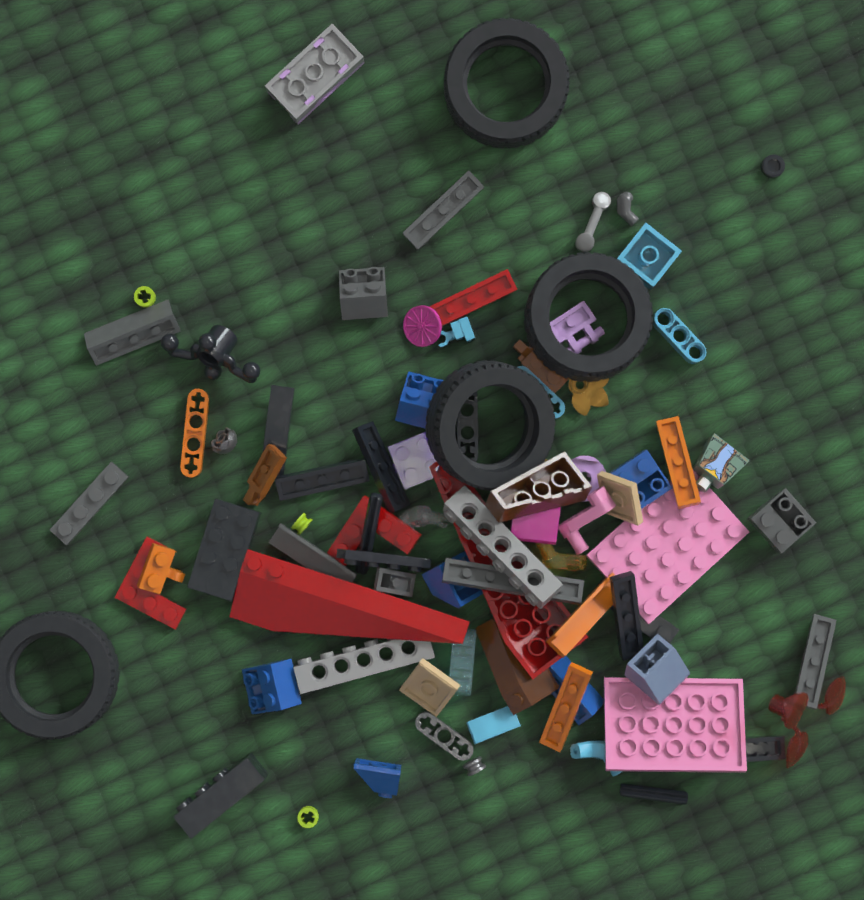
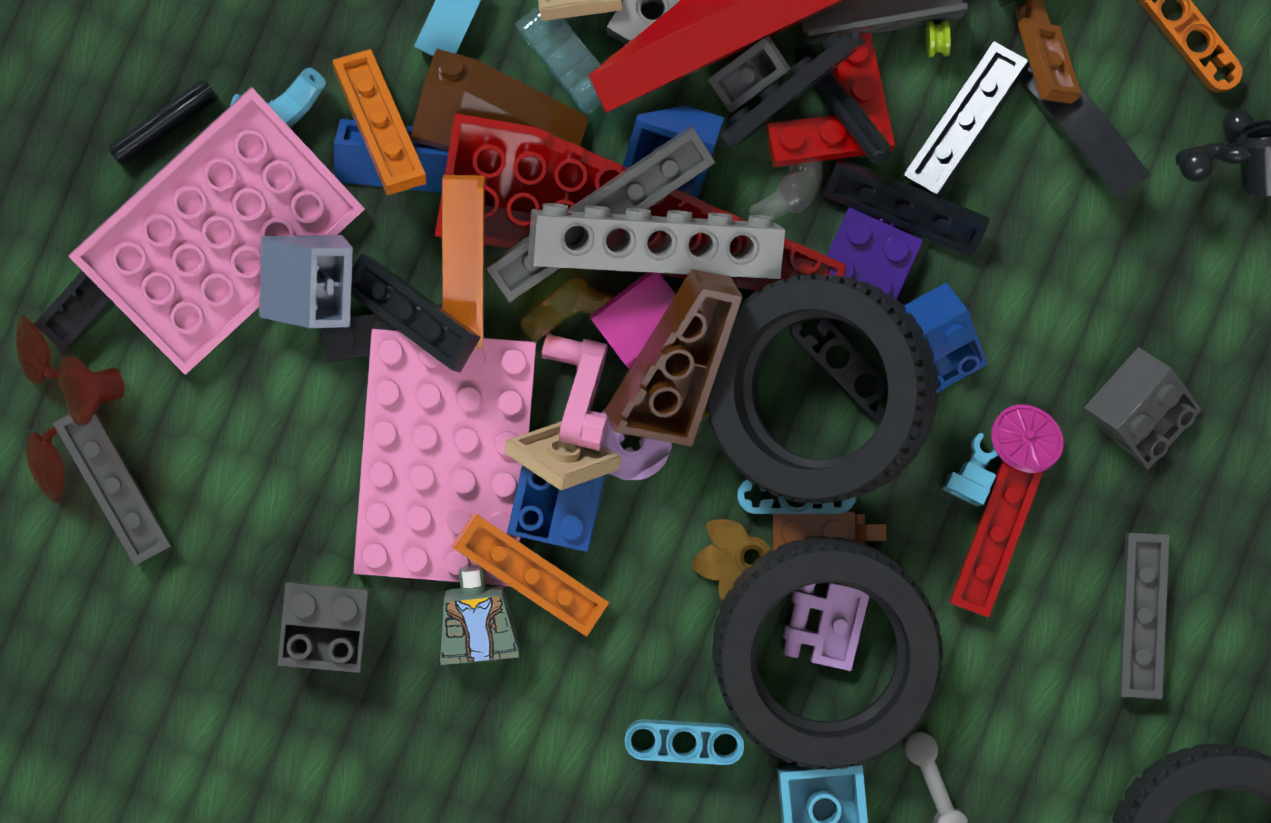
camera: 135 degrees right, 0 degrees up
(224, 441) = (1136, 49): flat silver plate -> none

